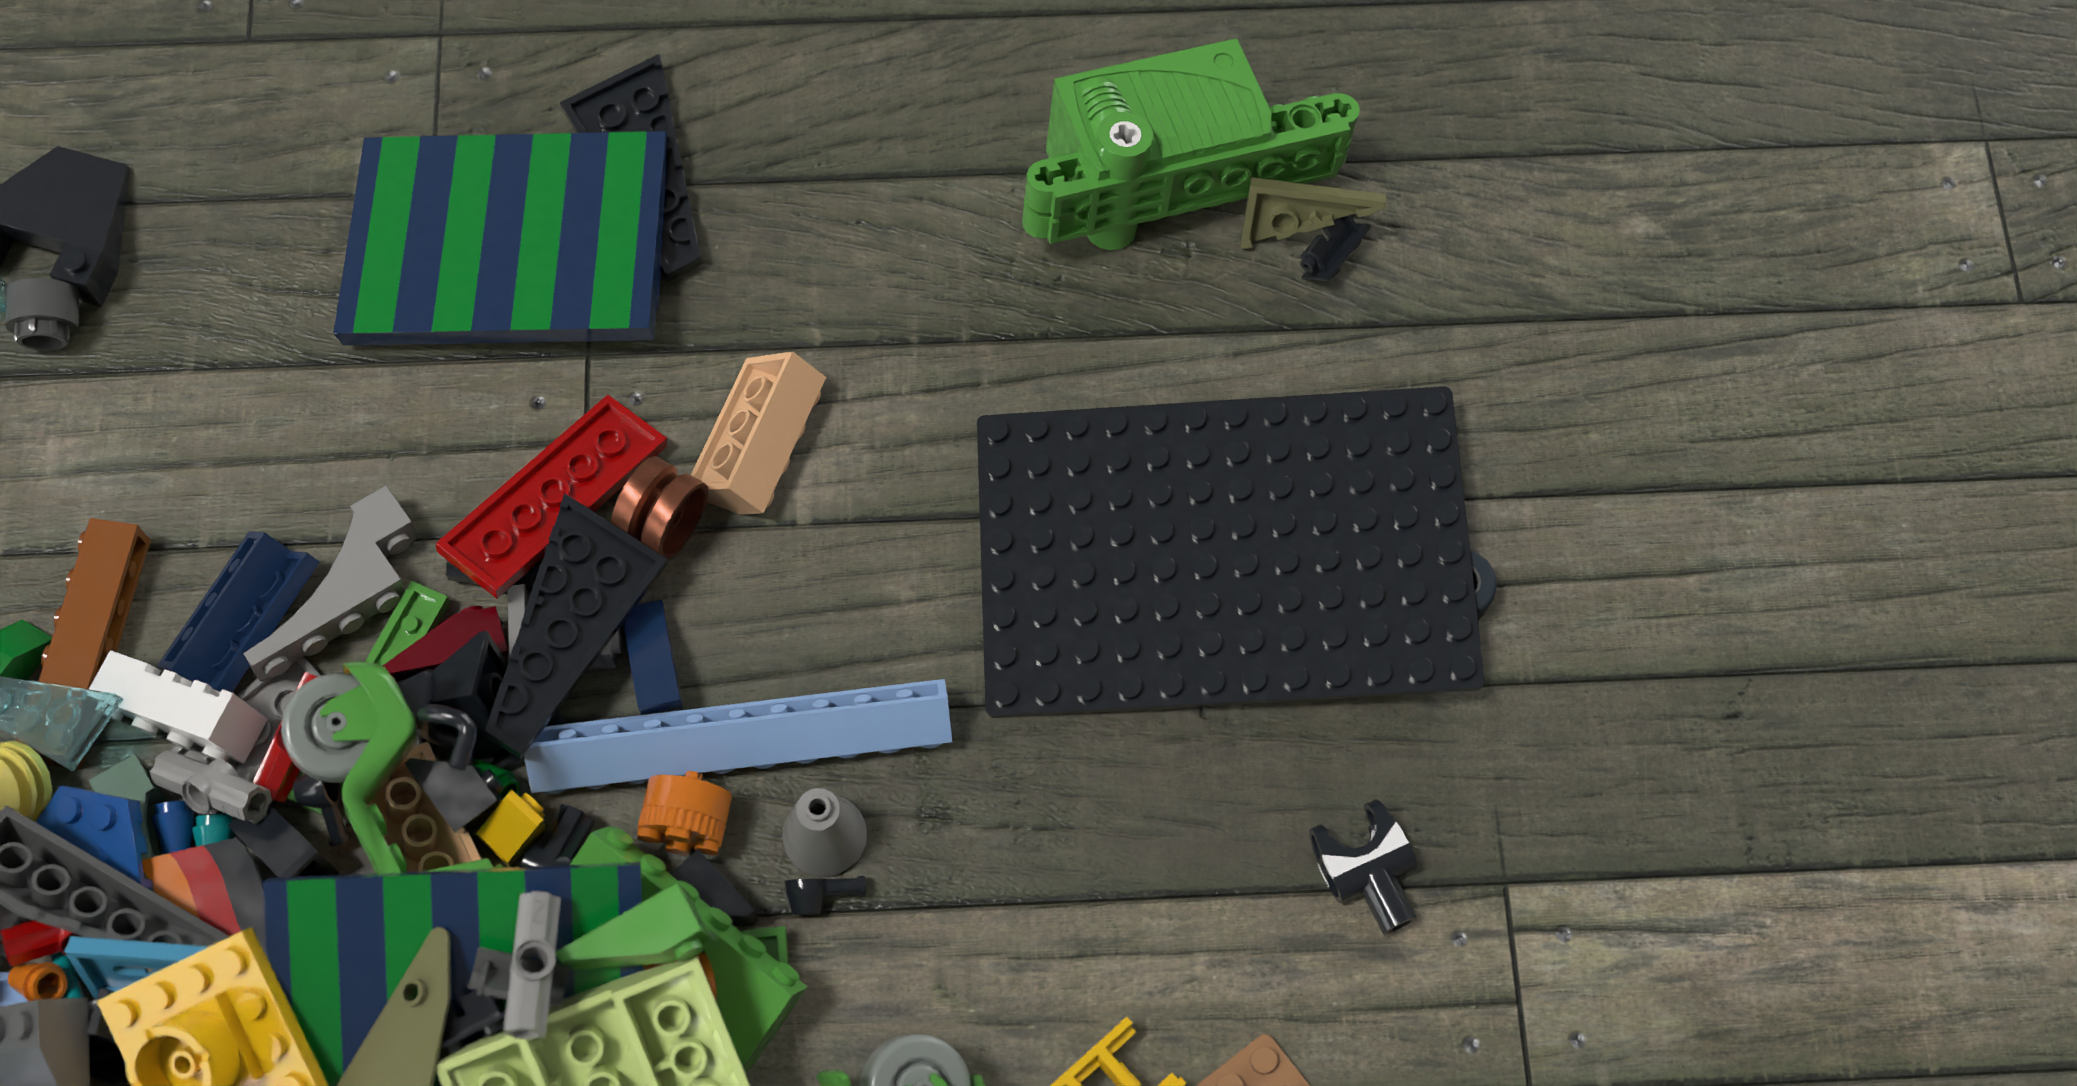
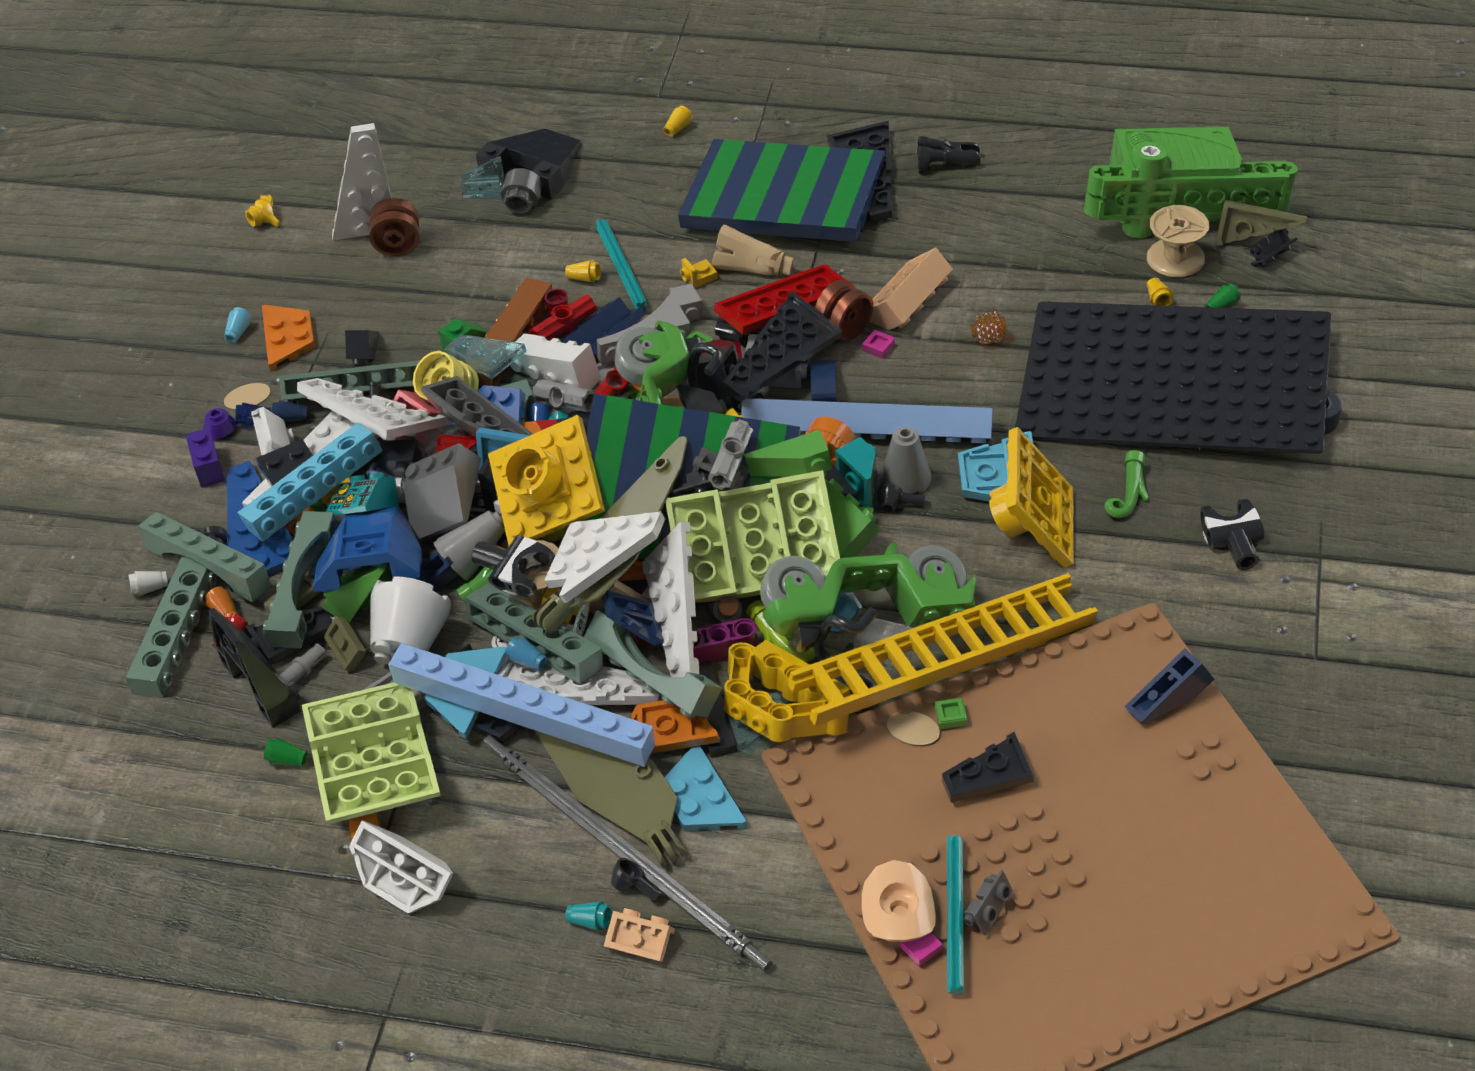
camera: 20 degrees right, 20 degrees down
(149, 556) = (554, 298): none -> dark red wheel
(158, 614) = (565, 318): none -> red piece
(192, 473) = (584, 271): none -> yellow cone
(254, 444) = (621, 264): none -> teal axle
(292, 101) = (678, 120): none -> yellow cone
(393, 443) = (698, 273): none -> yellow bracket
(461, 397) = (747, 254): none -> tan piece
(729, 553) = (878, 344): none -> dark pink tile
(750, 863) = (858, 466): none -> teal slope
(781, 111) = (946, 151): none -> black piece
(908, 496) = (989, 328): none -> clear orange head
(958, 812) = (984, 469): none -> medium azure wing
(1052, 888) = (1035, 500): none -> yellow piece
(1169, 372) = (1159, 293): none -> yellow cone
(1184, 265) = (1178, 231): none -> tan piece
(1197, 791) = (1134, 467): none -> bright green plant
(1272, 371) = (1225, 297): none -> green cone

